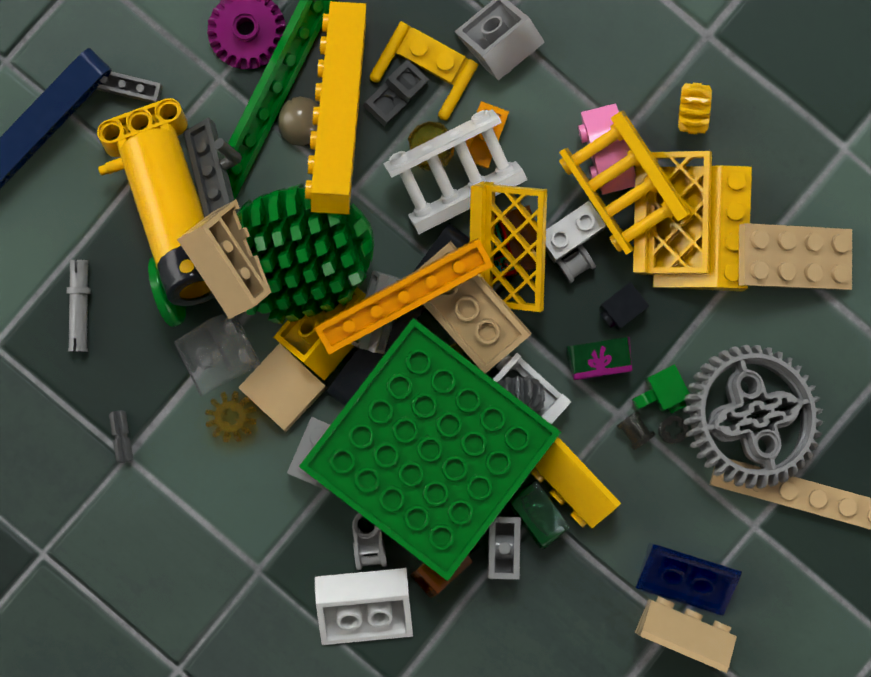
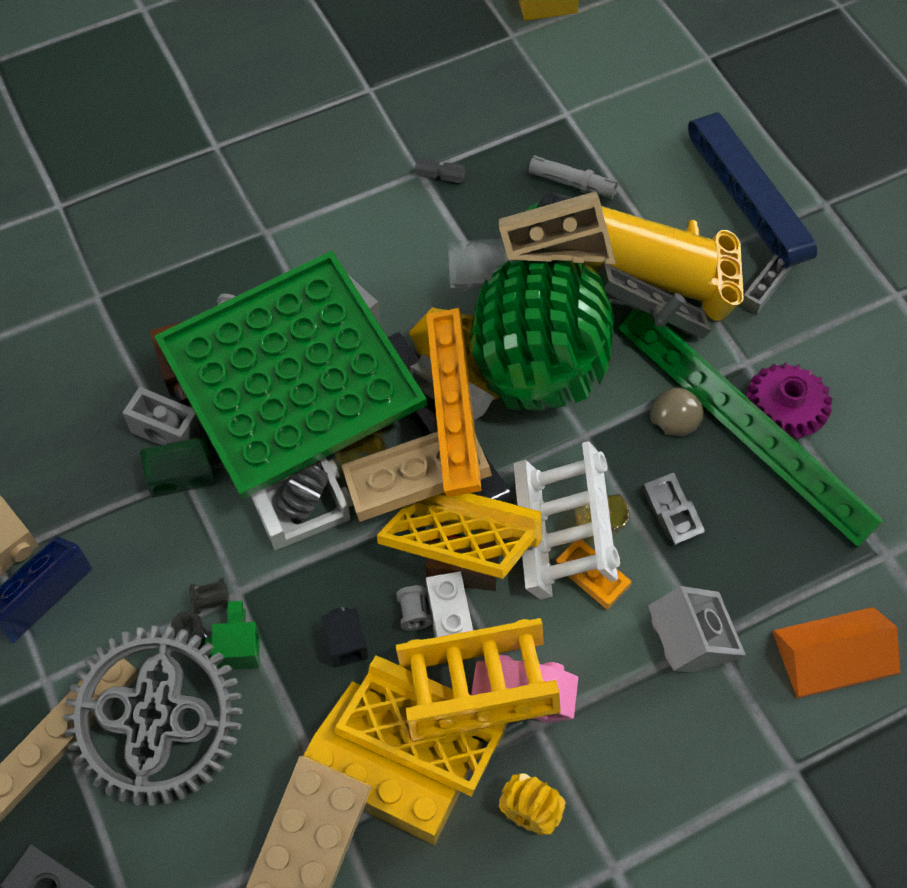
camera: 115 degrees right, 25 degrees down
(227, 426) = (413, 251): clear yellow gear -> none
(282, 387) = (413, 296): tan slope -> none
(338, 108) = (675, 411): yellow brick -> none
(363, 606) = (184, 286): white slope -> none
(431, 57) = (697, 558): yellow plate -> none
(574, 485) = (189, 513): yellow slope -> none
(600, 358) = (302, 589): dark green piece -> none

